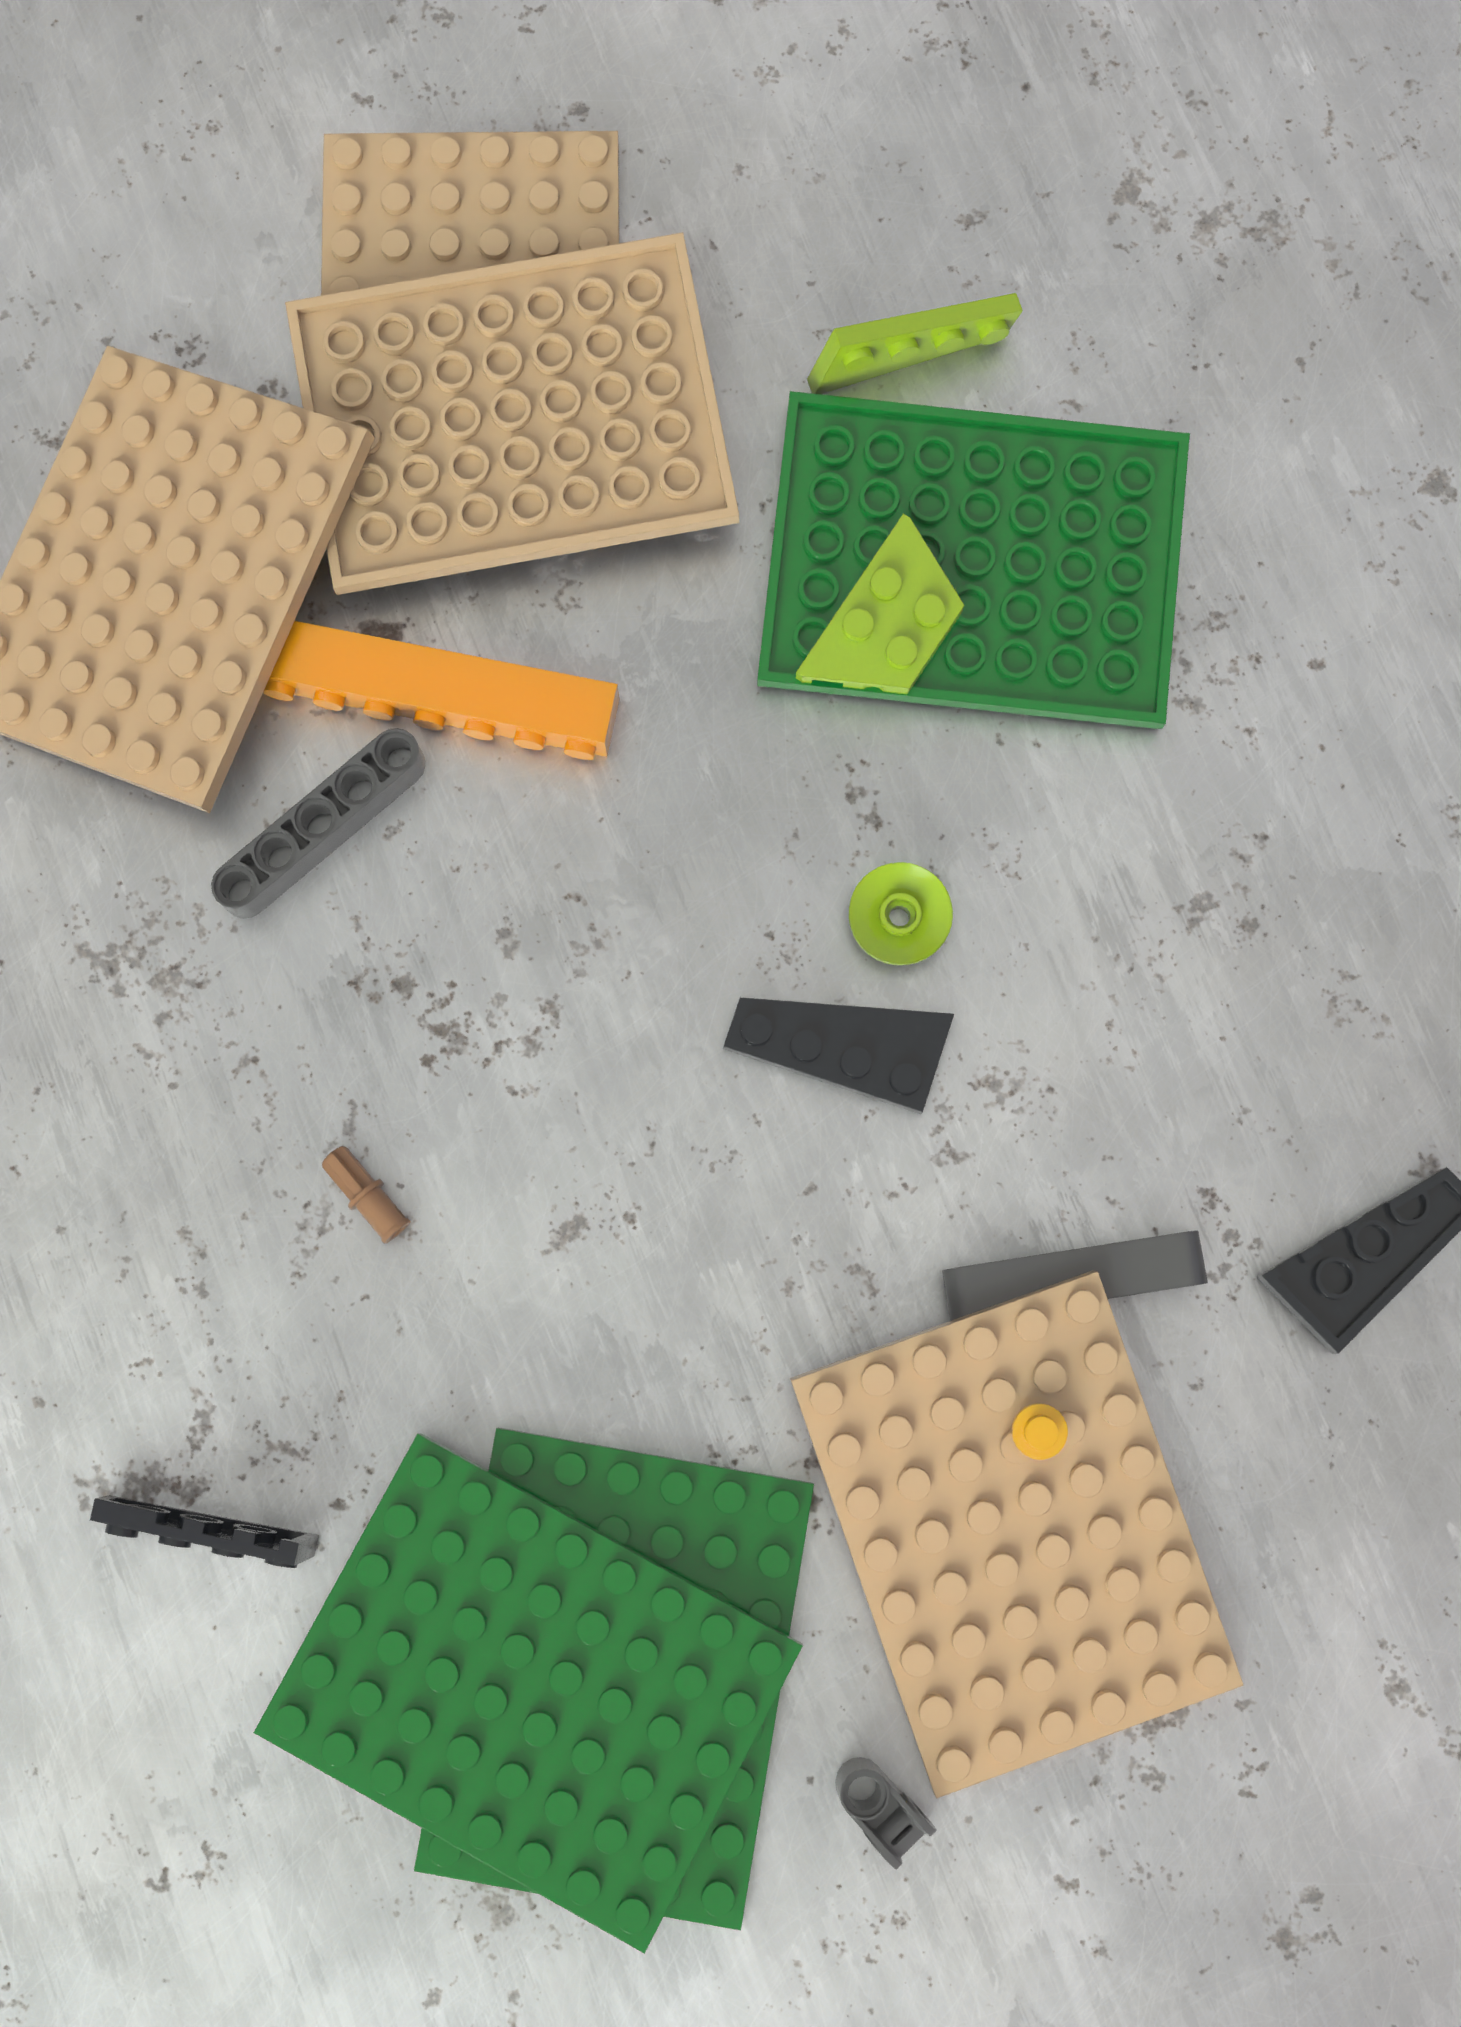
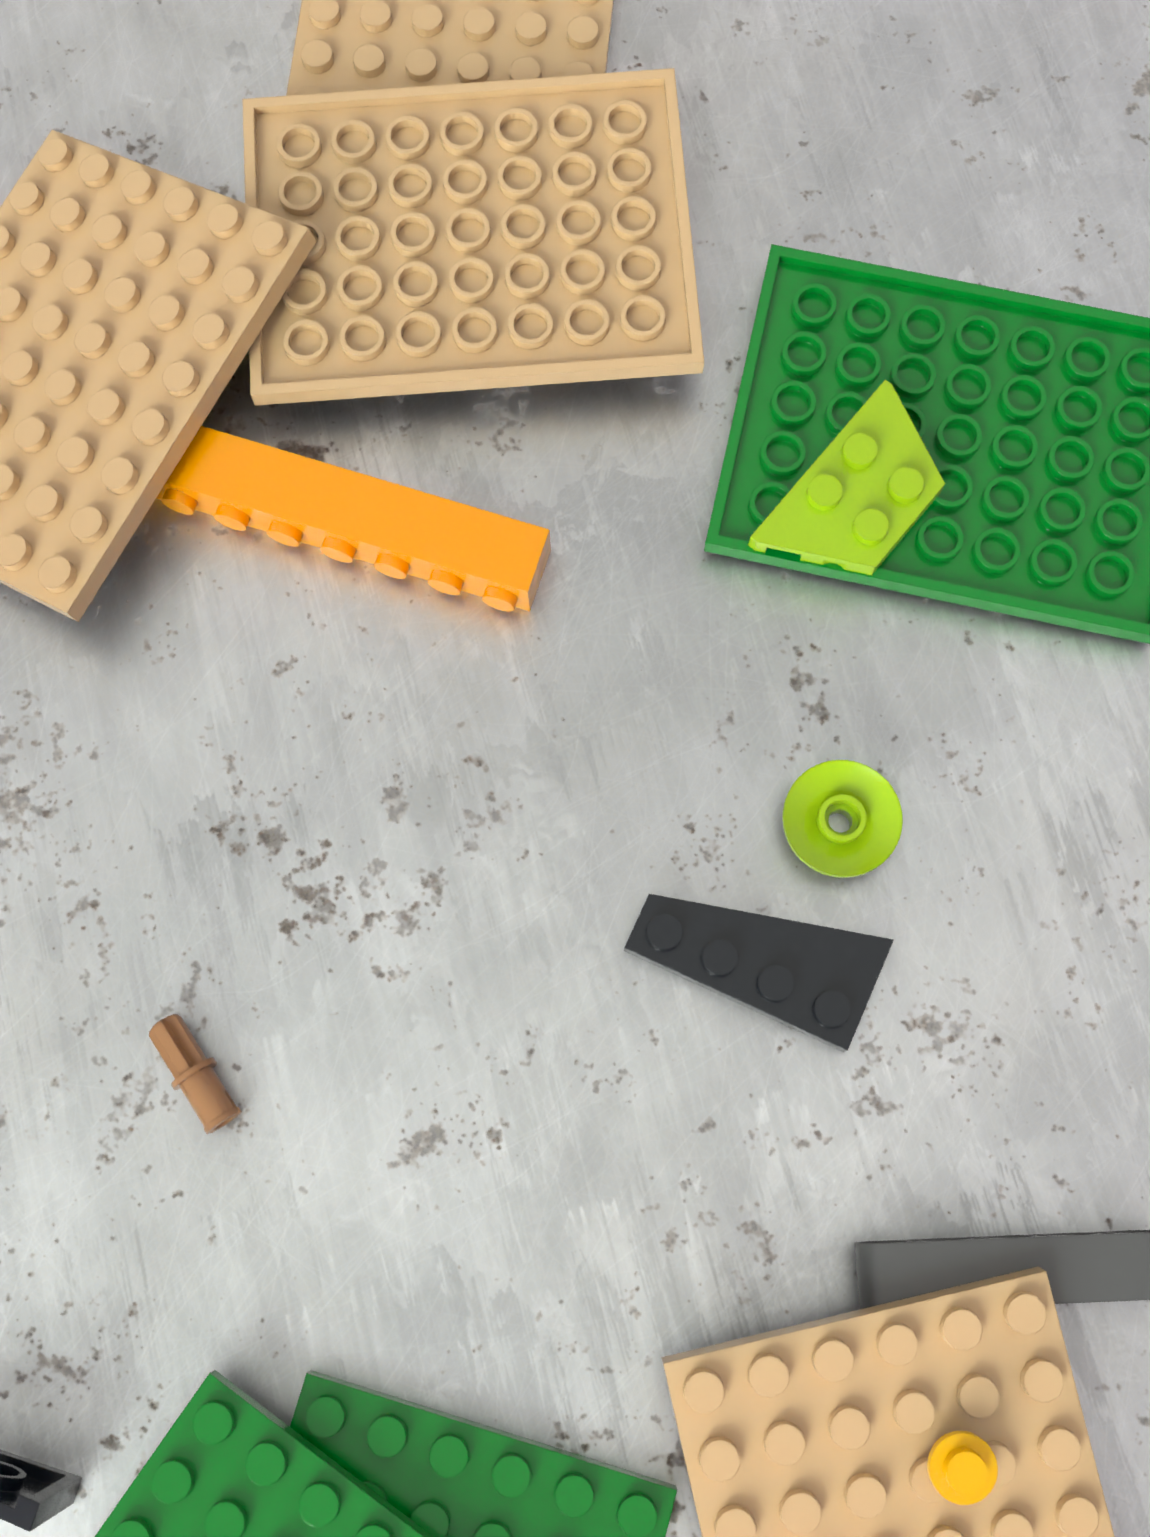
camera: 10 degrees right, 5 degrees down
(309, 848) = (172, 649): dark grey beam -> none
(901, 341) = (901, 202): lime wing -> none

